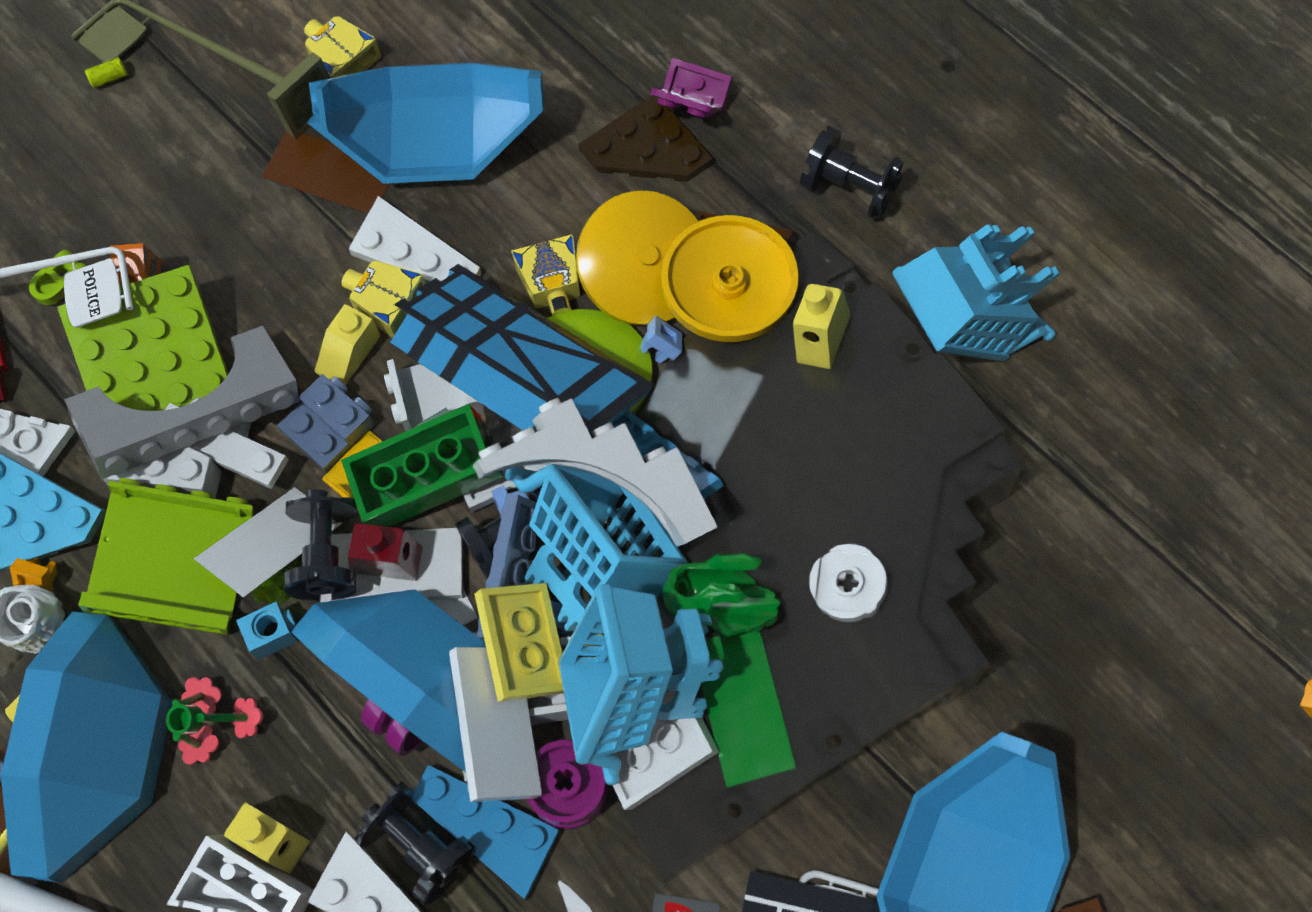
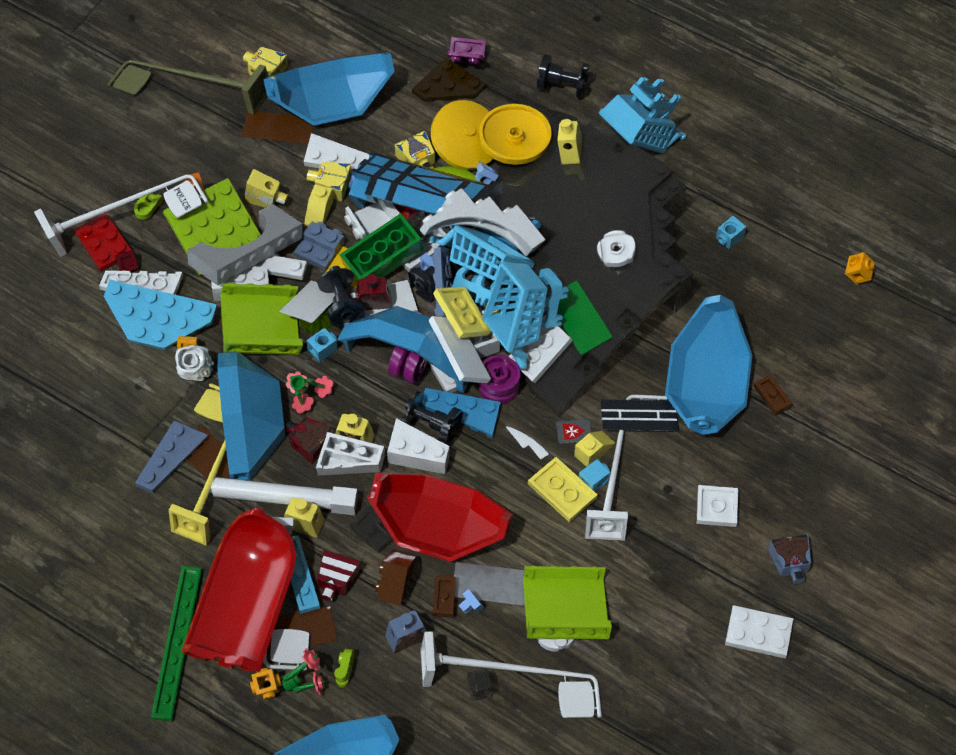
camera: 20 degrees left, 10 degrees down
(97, 76) = (136, 98): neon yellow piece -> none
(182, 822) = (308, 437): none -> torso
(256, 295) = (263, 190): none -> light yellow torso
(722, 592) = (559, 264): green hair -> none
(1101, 550) = (731, 226): none -> medium azure brick

